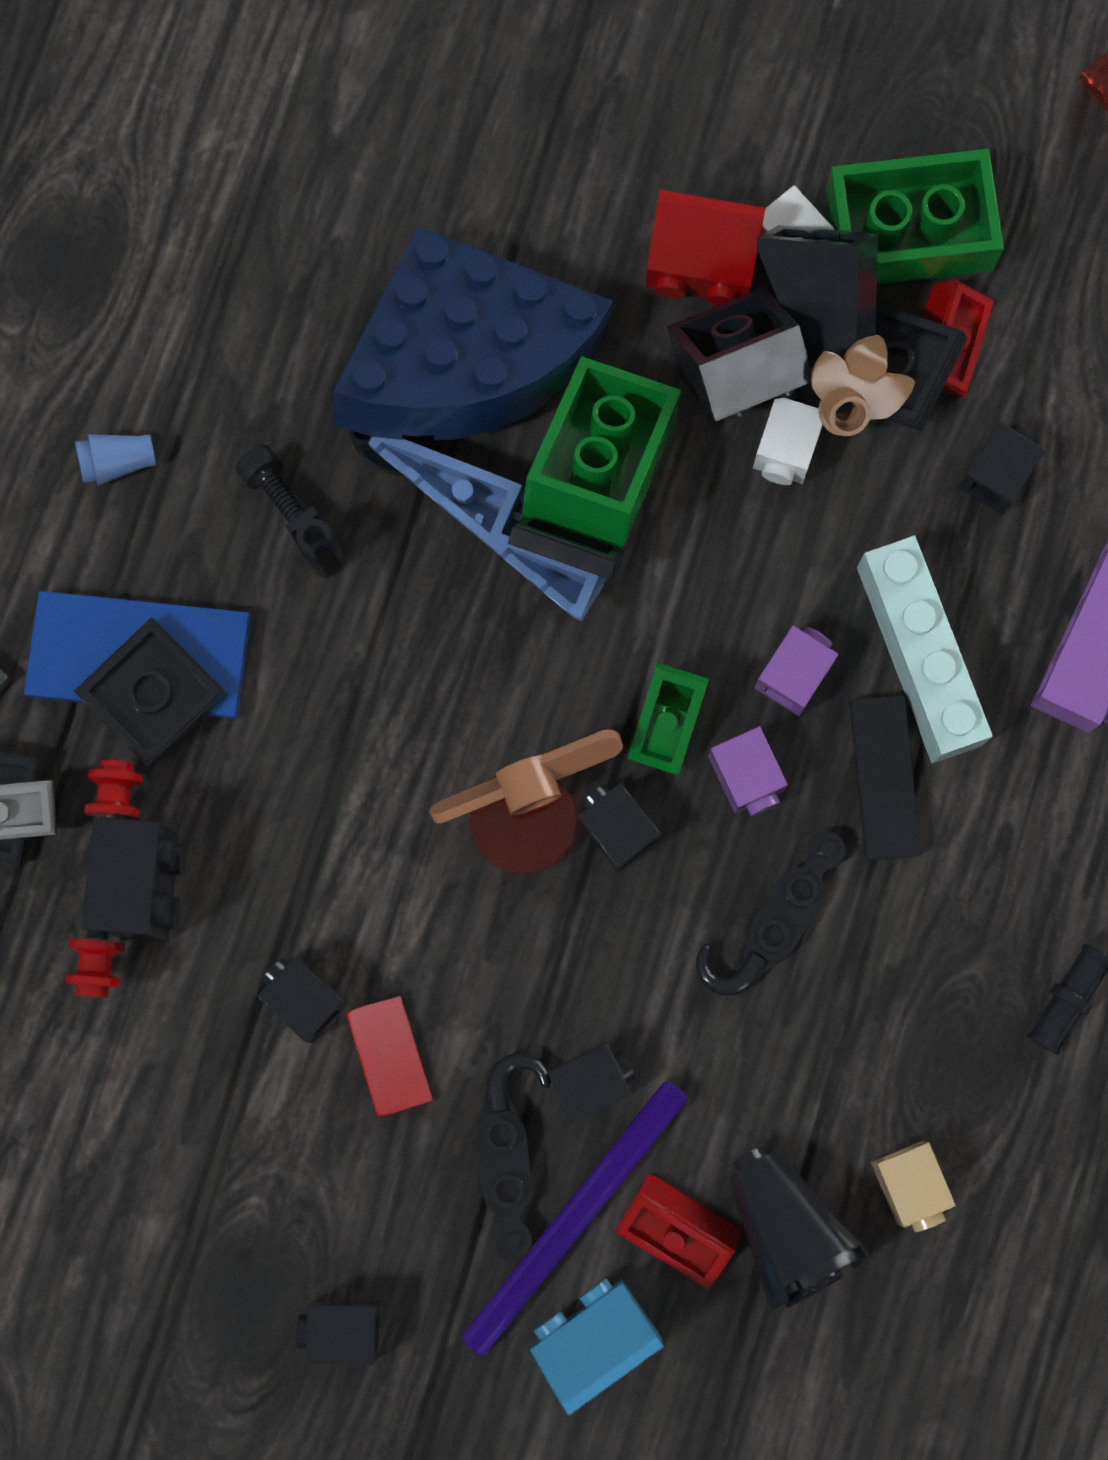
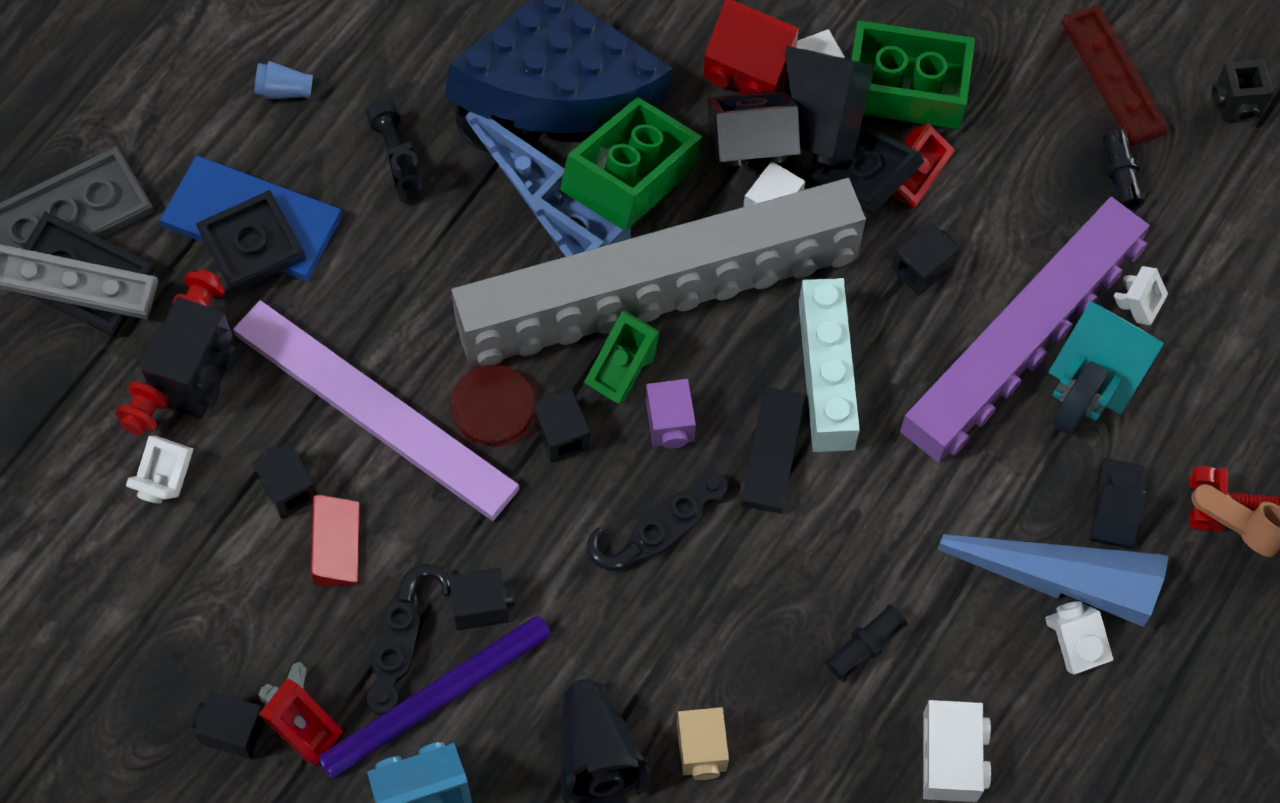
camera: 10 degrees right, 15 degrees down
(144, 1032) = (161, 470): none -> white bracket
(379, 868) = (377, 410): none -> lavender tile
(415, 1306) = (298, 716): none -> red piece
(532, 780) = (506, 369): nougat piece -> none
(566, 547) = (584, 216): black tile -> none
(679, 1231) = (511, 730): red slope -> none
(684, 591) = (658, 273): none -> light grey brick
(797, 669) = (729, 353): medium lavender brick -> none
(858, 379) = (833, 160): medium nougat plate -> none

